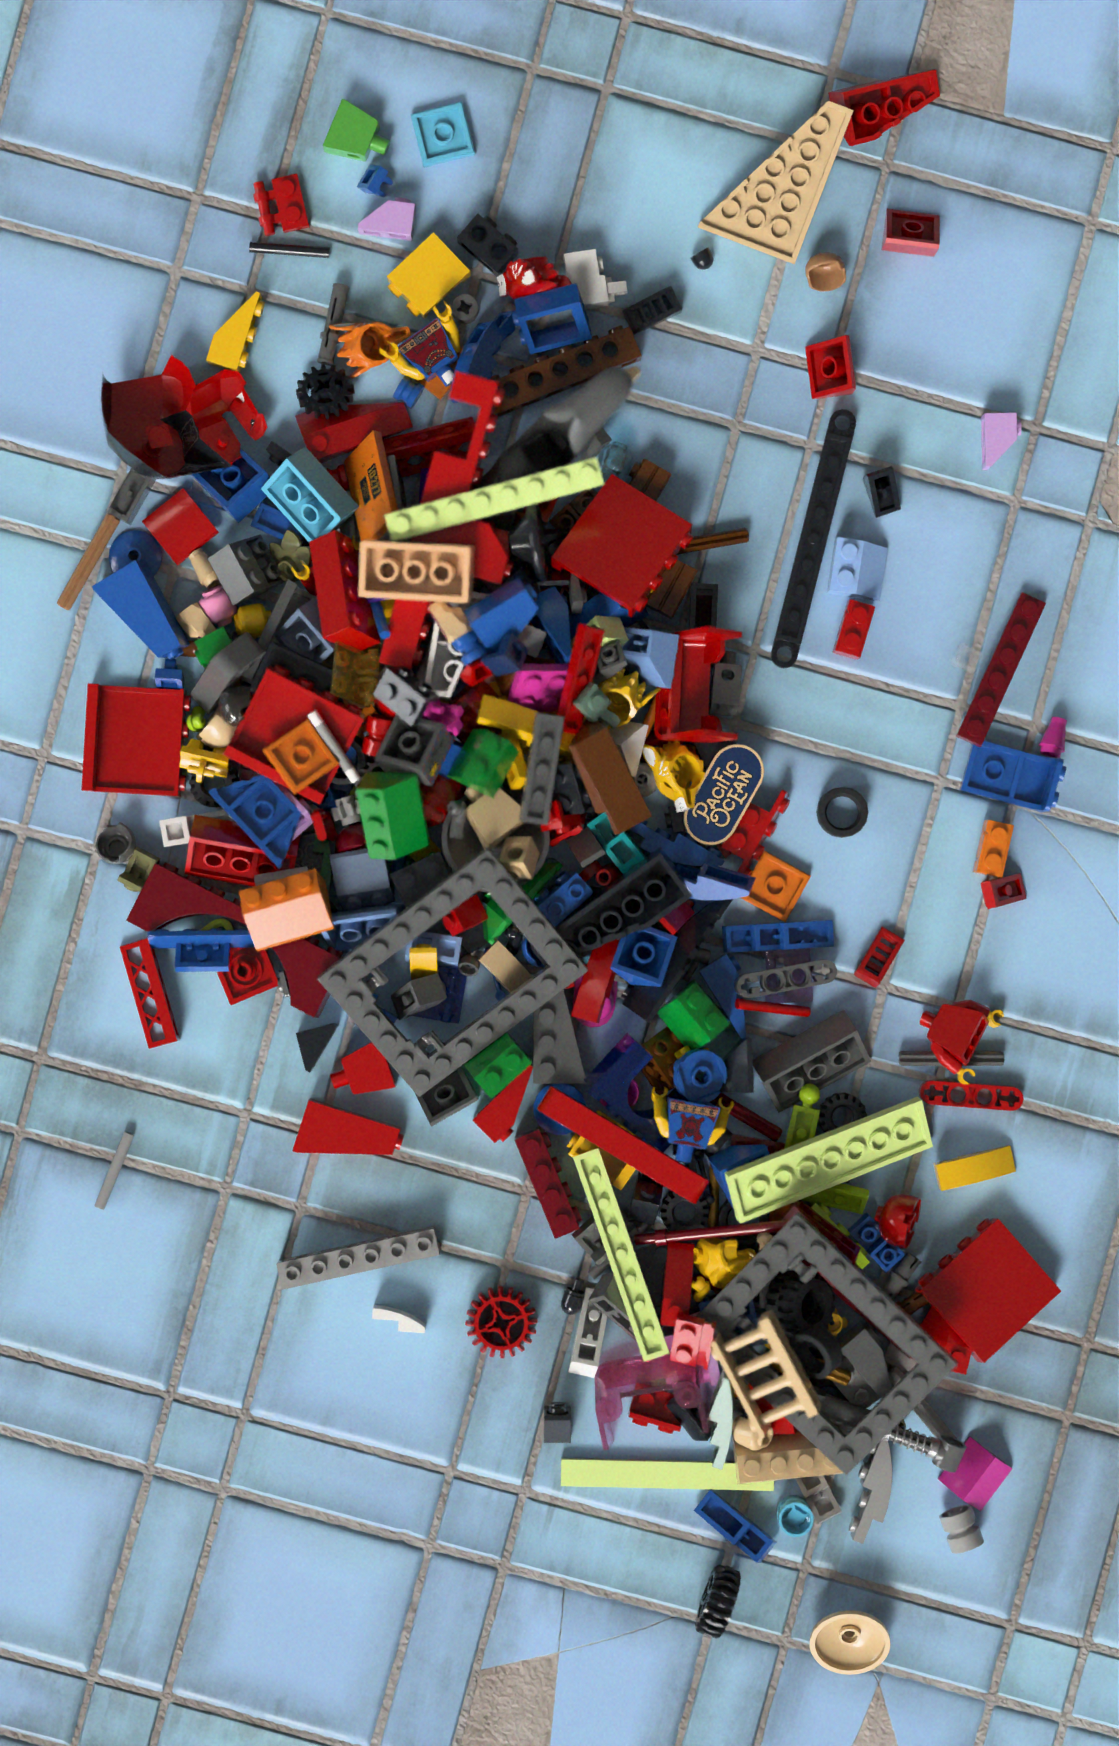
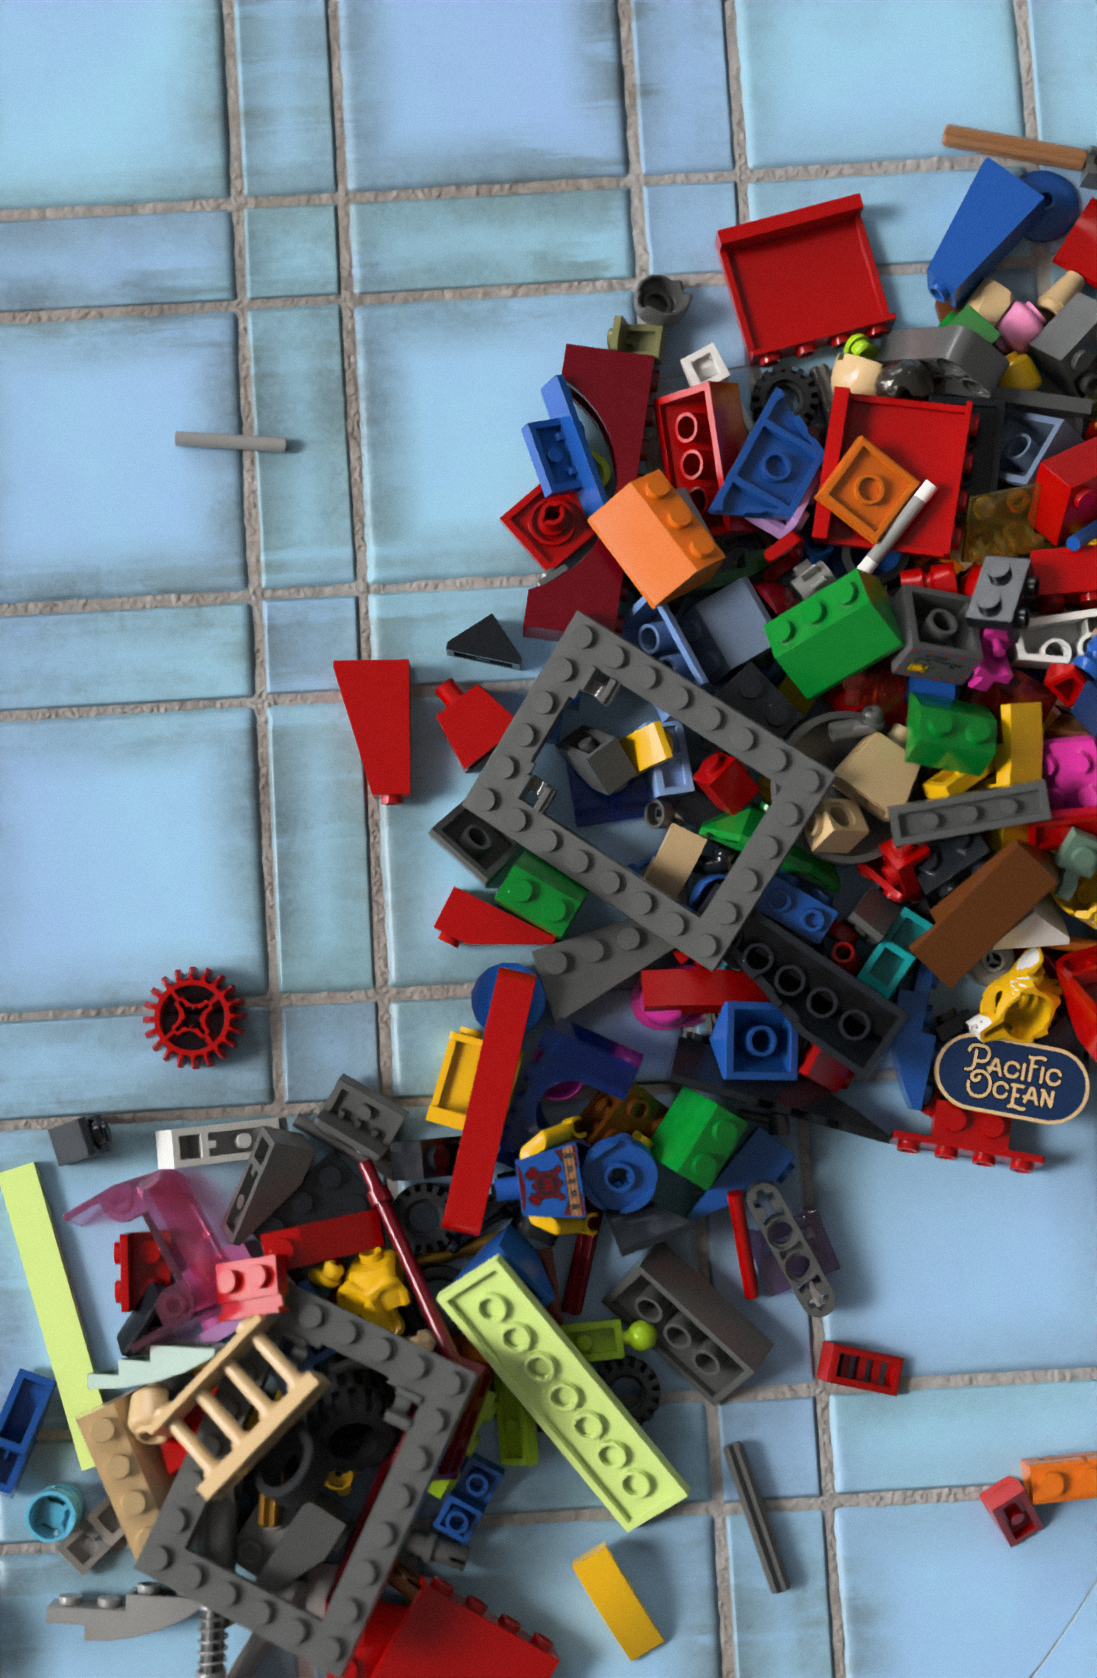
camera: 75 degrees right, 5 degrees down
(158, 989) = (485, 417): red fence -> none
(170, 676) = (904, 297): blue tile -> none
(204, 762) = (811, 374): yellow hips -> none
(358, 1257) = (219, 797): light grey brick -> none
(406, 1323) = (154, 889): white slope -> none
(547, 1184) = (402, 1016): dark red brick -> none
(573, 1297) = (258, 1104): black cylinder -> none
(621, 1255) = (337, 1150): yellowish green plate -> none
(715, 882) = (888, 1107): blue slope -> none
(776, 886) = (906, 1191): orange tile -> none
(778, 936) = (841, 1219): blue slope -> none
(861, 817) = (1069, 1244): black tyre -> none
(898, 1219) = (512, 1518): red cylinder -> none
(957, 1032) = (796, 1514): red torso -> none
(971, 1091) = (717, 1561): red beam -> none

